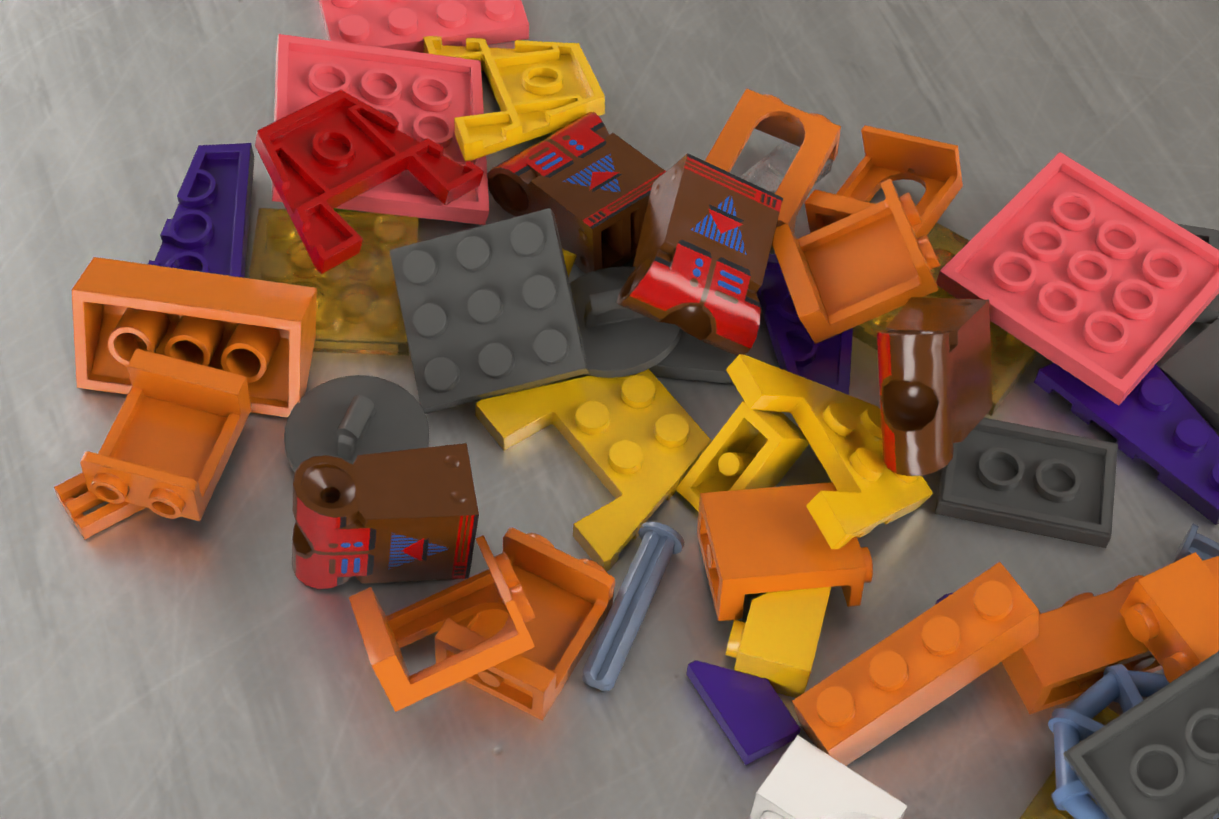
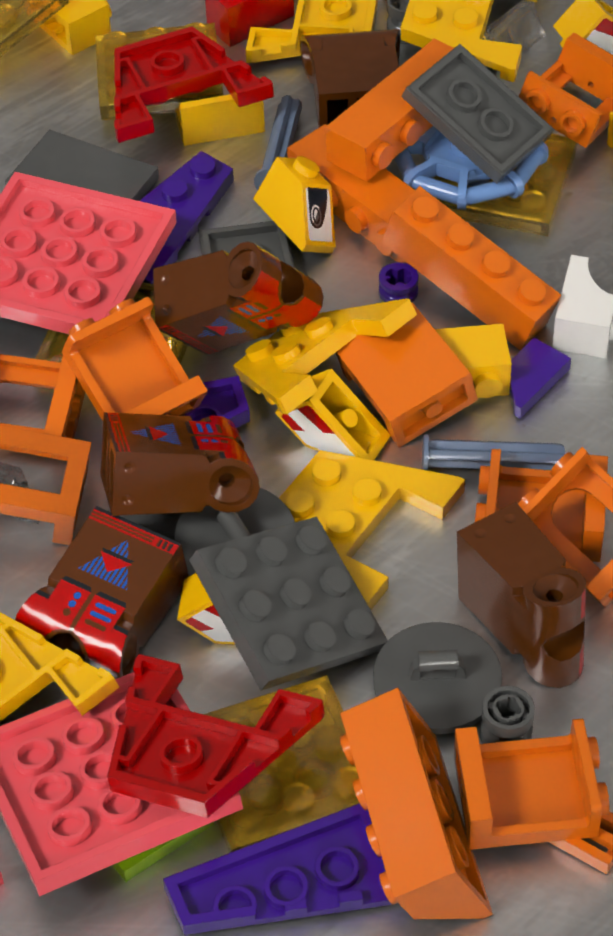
camera: 105 degrees left, 5 degrees down
(260, 464) = (507, 715): none -> dark grey wheel
(1111, 543) = (299, 203): none -> yellow slope

